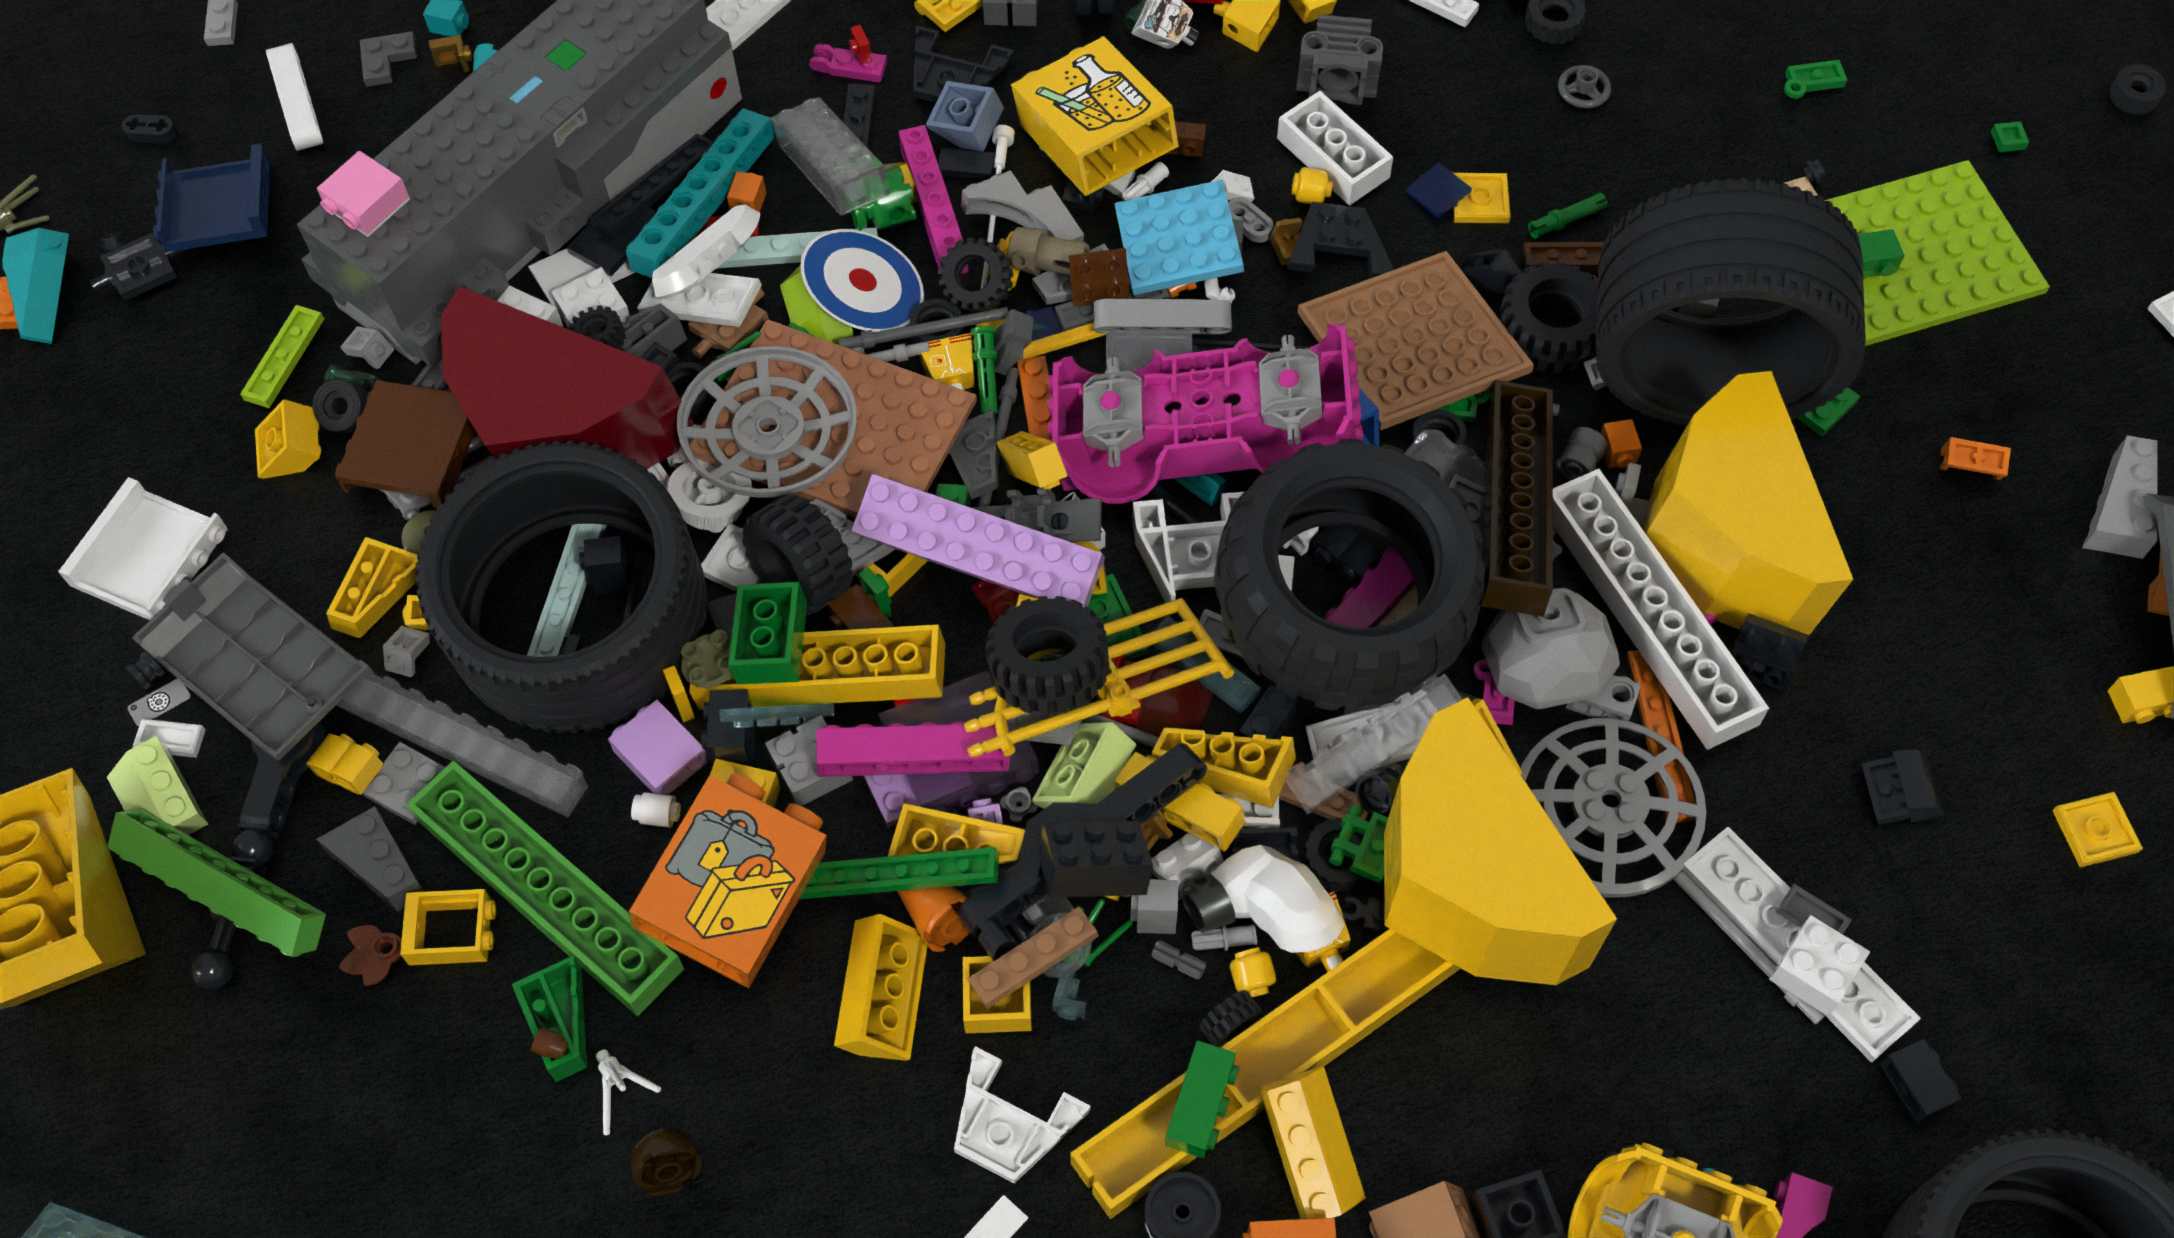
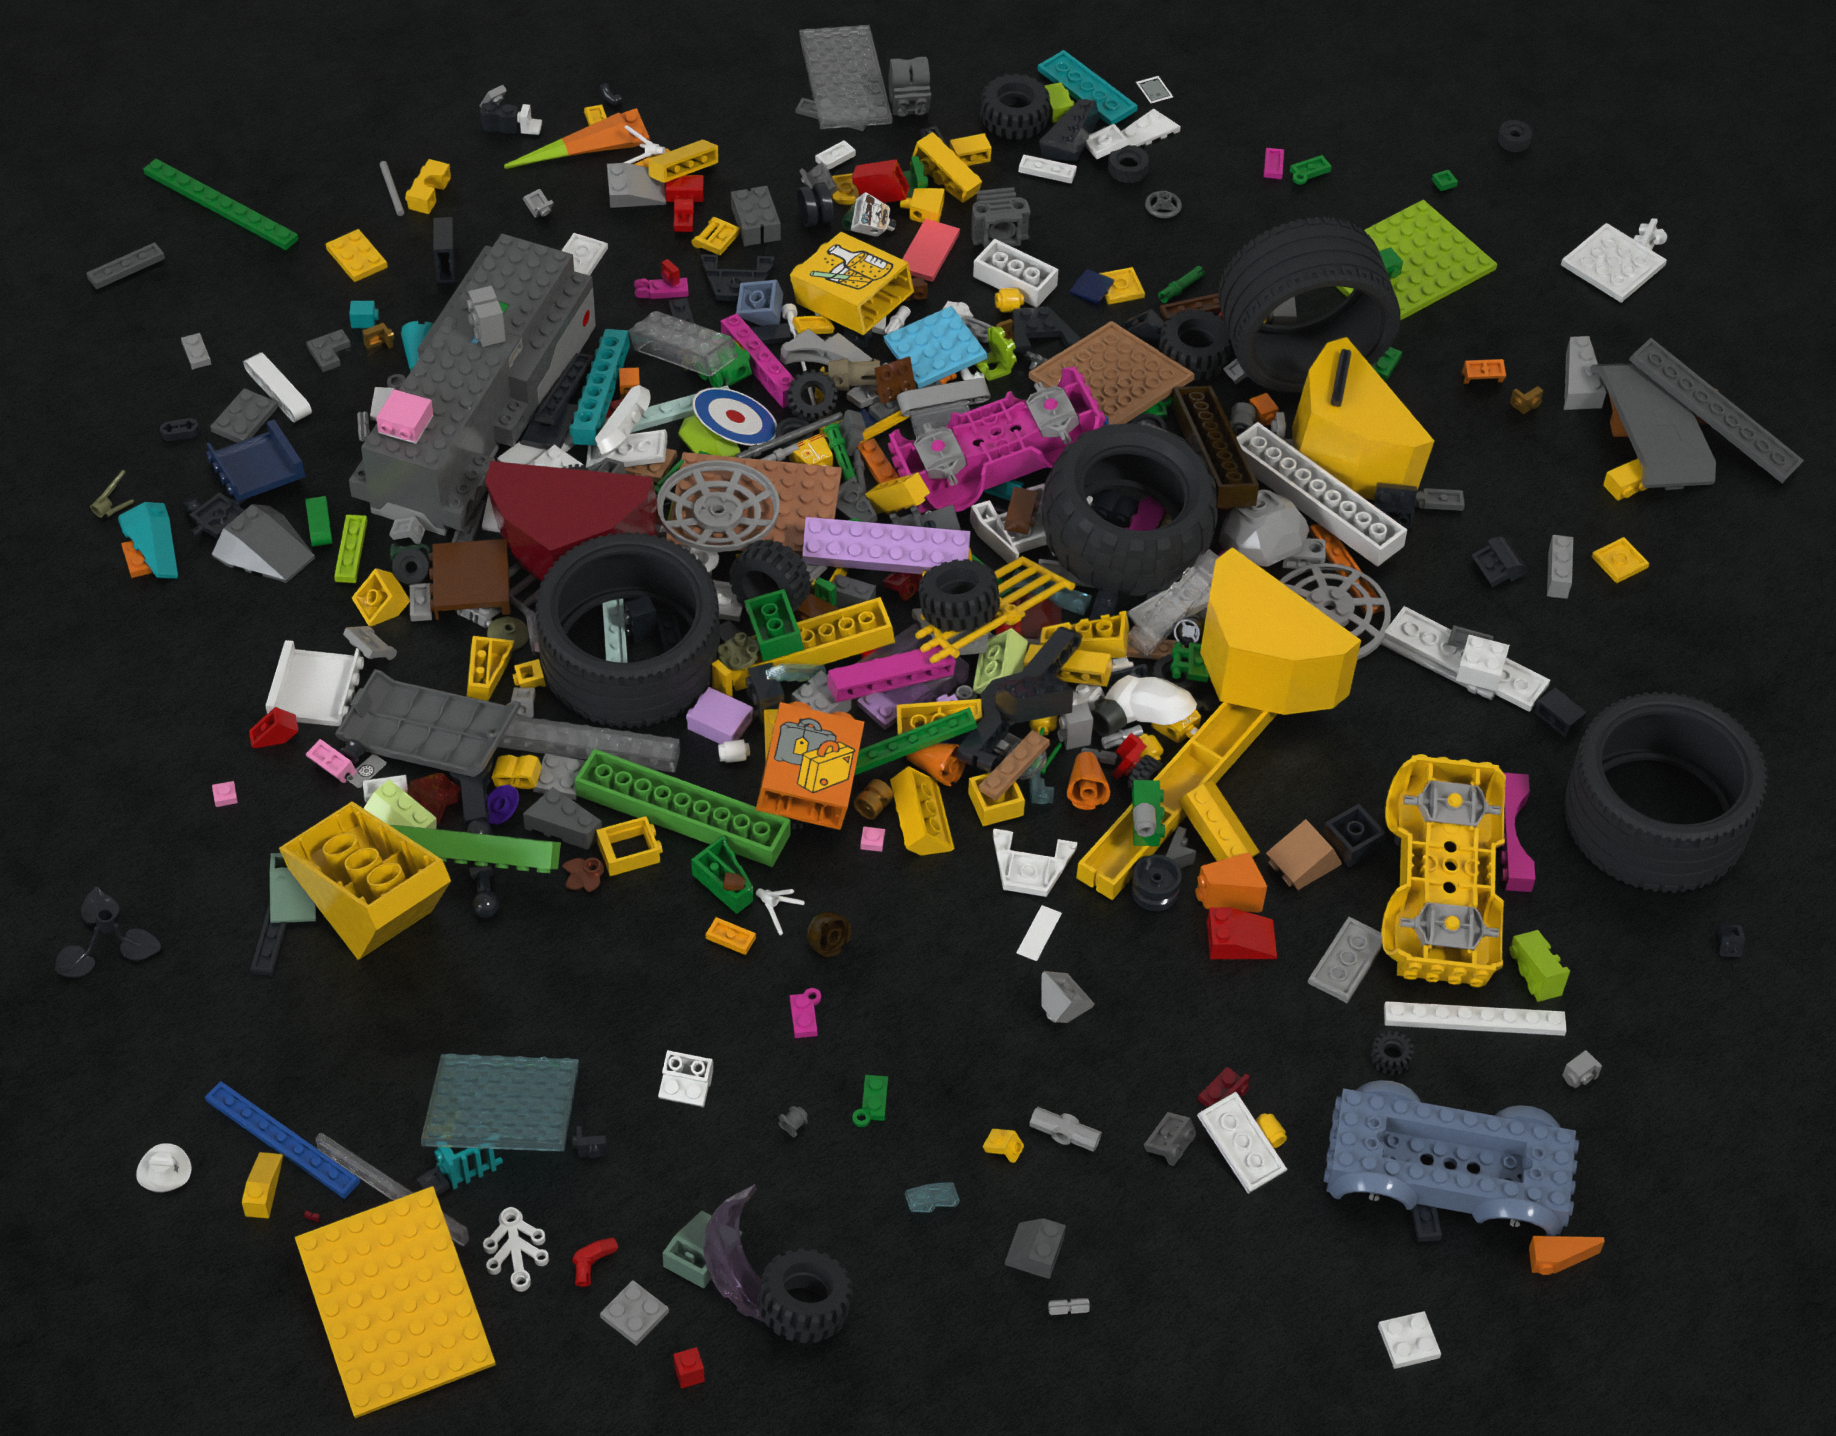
camera: 20 degrees left, 10 degrees down
(62, 607) = (273, 728): none -> red slope
(110, 679) = (331, 760): none -> bright pink hinge
(177, 320) = (263, 543): none -> dark grey wedge
(219, 768) = (435, 793): none -> clear red bracket
(231, 509) = (369, 643): none -> light grey plate
(237, 127) = (244, 416): none -> dark grey plate
(259, 305) = (318, 521): none -> green beam
(304, 810) = (502, 803): none -> dark purple dish
(331, 456) = (420, 602): none -> light grey plate
(530, 1120) = (730, 936): none -> light orange plate
(532, 67) = (486, 316): none -> light grey piece
(798, 1009) = (872, 839): none -> bright pink plate
(819, 946) = (873, 799): none -> pearl gold wheel
(919, 597) = (852, 591): none -> dark grey brick
(1027, 163) = (816, 324): none -> yellow tile
(1142, 1004) = (1087, 783): none -> orange cone
(1184, 1123) = (1144, 819): none -> light grey brick
(1198, 530) = (1021, 510): none -> reddish brown brick
(1216, 990) = (1130, 753): none -> red bracket
(1230, 85) = (930, 249): none -> coral tile
(1231, 1171) = (1178, 851): none -> dark grey slope
(1269, 266) = (1000, 353): none -> lime piece
(1316, 288) = (1035, 360): none -> dark grey plant
(1738, 440) = (1341, 376): none -> black axle
(1765, 57) = (1273, 163): none -> dark pink tile
(1842, 656) = (1440, 499): none -> dark grey hinge
(1996, 820) = (1560, 566): none -> light grey brick
(2025, 524) = (1526, 401): none -> pearl gold bracket

